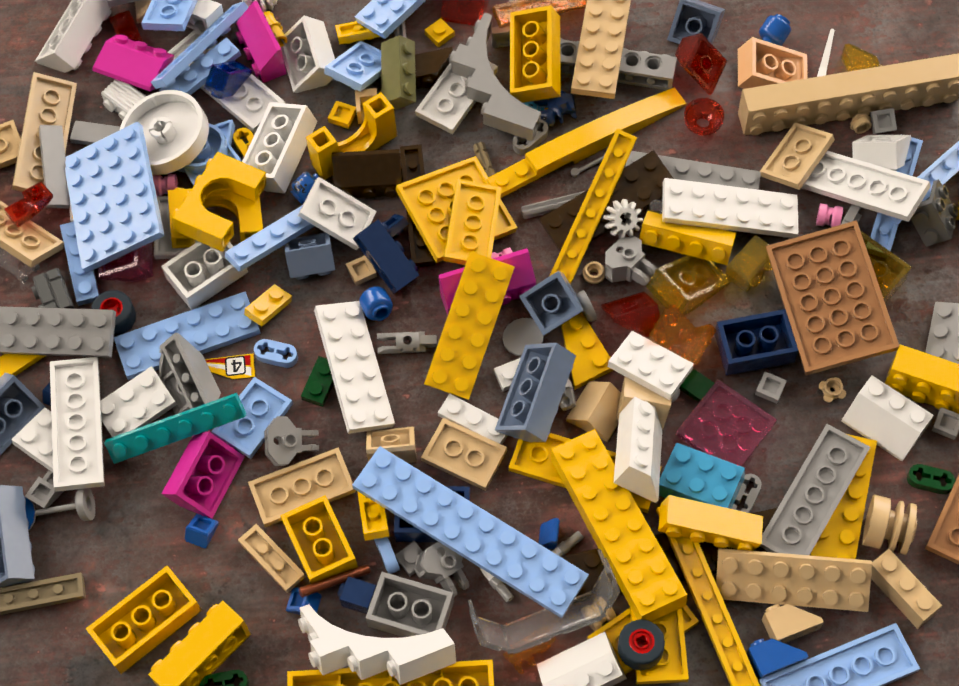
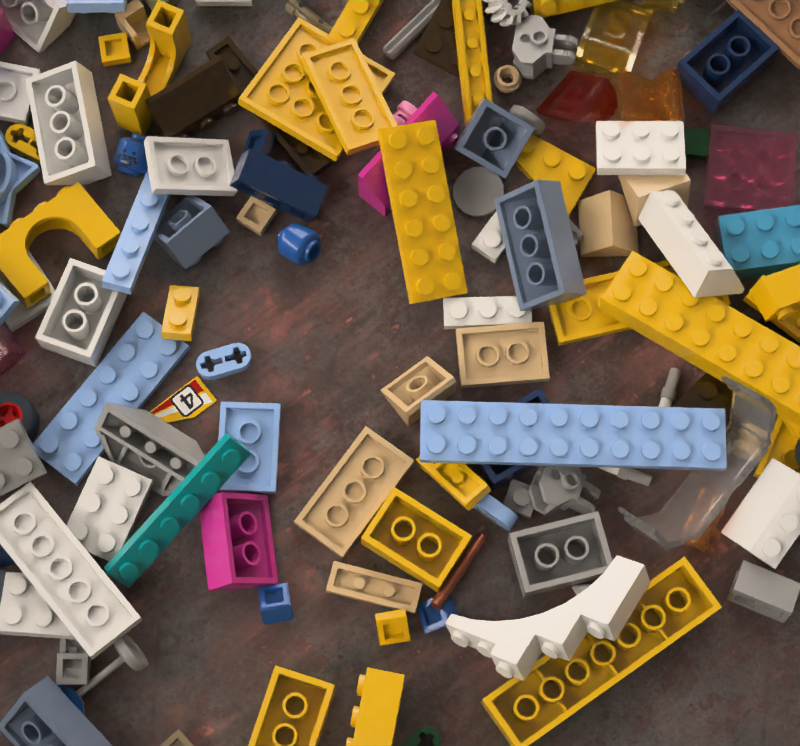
camera: 35 degrees left, 10 degrees up
(220, 174) = (35, 193): yellow arch -> none
(265, 591) = (392, 627): none -> yellow plate
(288, 439) = (305, 452): light grey hinge -> none
(319, 383) = (294, 364): dark green plate -> none
(354, 367) = (321, 327): white plate -> none
(356, 594) = (493, 572): dark blue brick -> none
(418, 343) = (369, 258): light grey hinge -> none
(549, 533) = (645, 388): blue slope -> none
(770, 387) = (767, 102): light grey plate -> none

